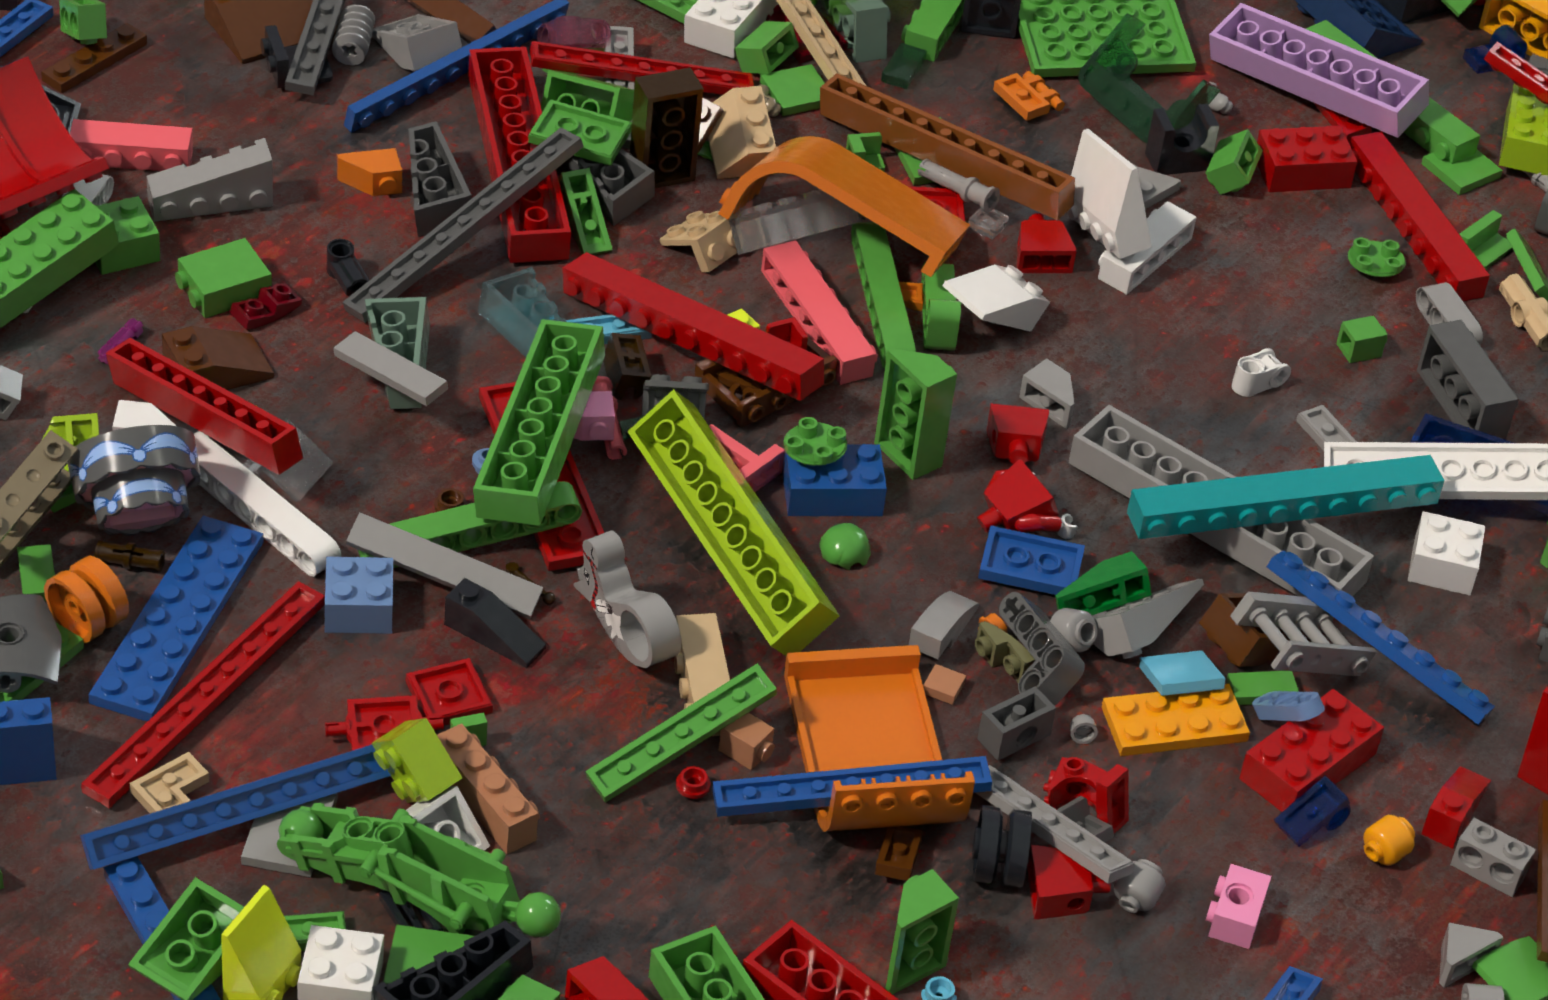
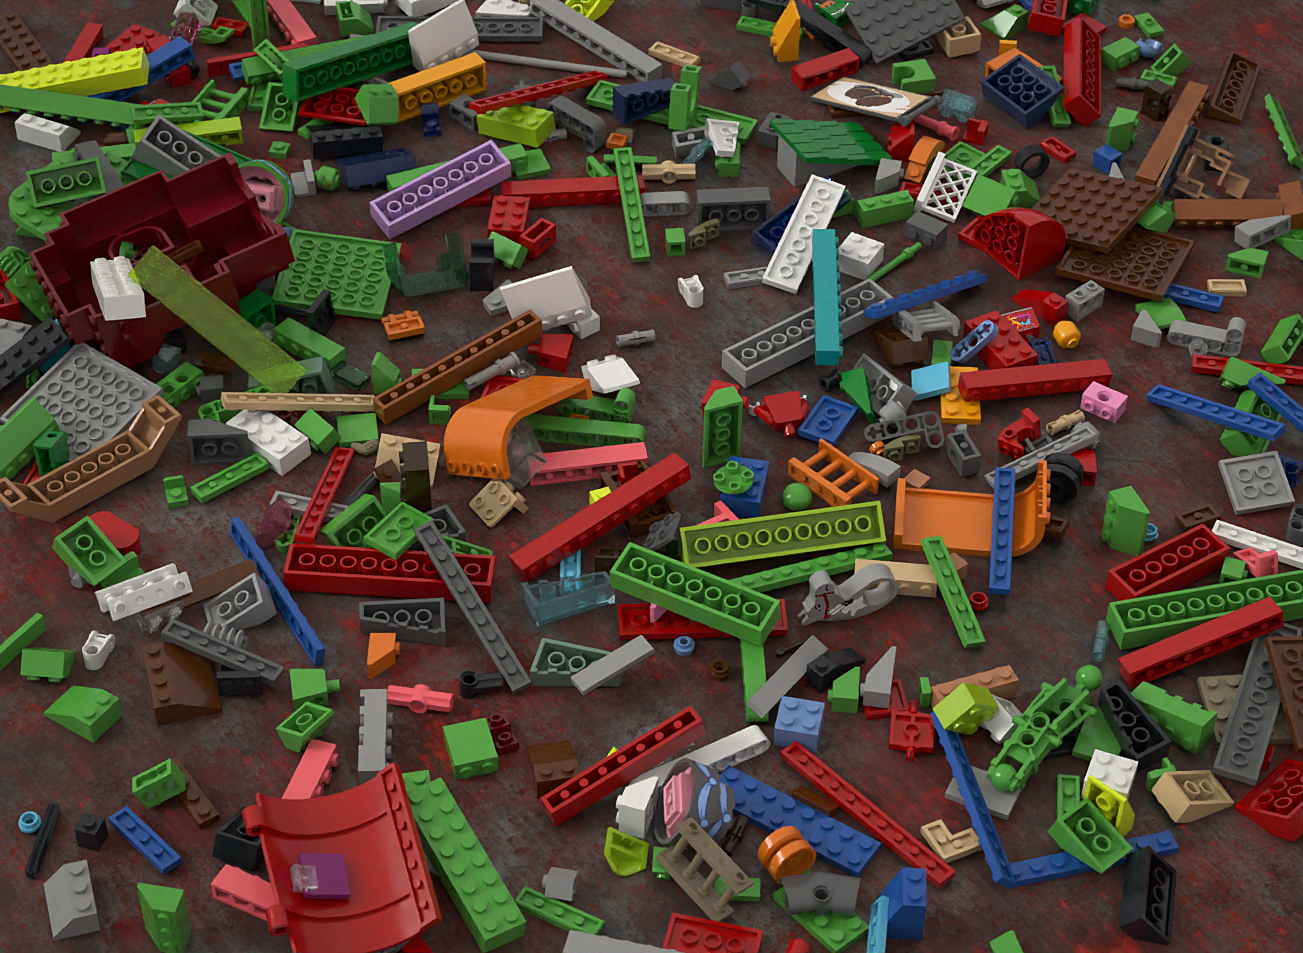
camera: 70 degrees left, 0 degrees up
(131, 329) = (516, 816): magenta axle -> none
(212, 120) = (303, 725): none -> bright green slope
(216, 632) = (815, 801): none -> reddish brown slope
(289, 120) = (311, 686): none -> bright green torso
(303, 220) = (420, 698): none -> coral piece
(444, 640) = (845, 692): none -> bright green slope
(467, 670) = (879, 681): none -> light grey slope
(645, 942) = (1100, 640): none -> clear light blue pin
(671, 558) = (804, 570): none -> bright green plate
(886, 556) = (823, 488): none -> orange fence
(902, 77) = (384, 374): none -> bright green slope
(1049, 388) = (688, 378): light grey slope -> none
(1118, 327) = (635, 338): none -> light grey pin
(1121, 545) = (830, 380): none -> black bush
(1169, 861) = (1065, 422): none -> tan pin
(1221, 103) = (433, 247): light grey arm -> none
(1241, 802) = (1033, 380): none -> red brick
(1277, 189) = (538, 238): none -> red brick
(1376, 257) = (603, 218): bright green dish -> none
(1381, 778) = (1024, 323): none -> red torso
(1395, 364) = (703, 232): none -> olive slope
(1407, 269) = (631, 205): none -> bright green plate
(1496, 618) = (906, 254): none -> bright green bar

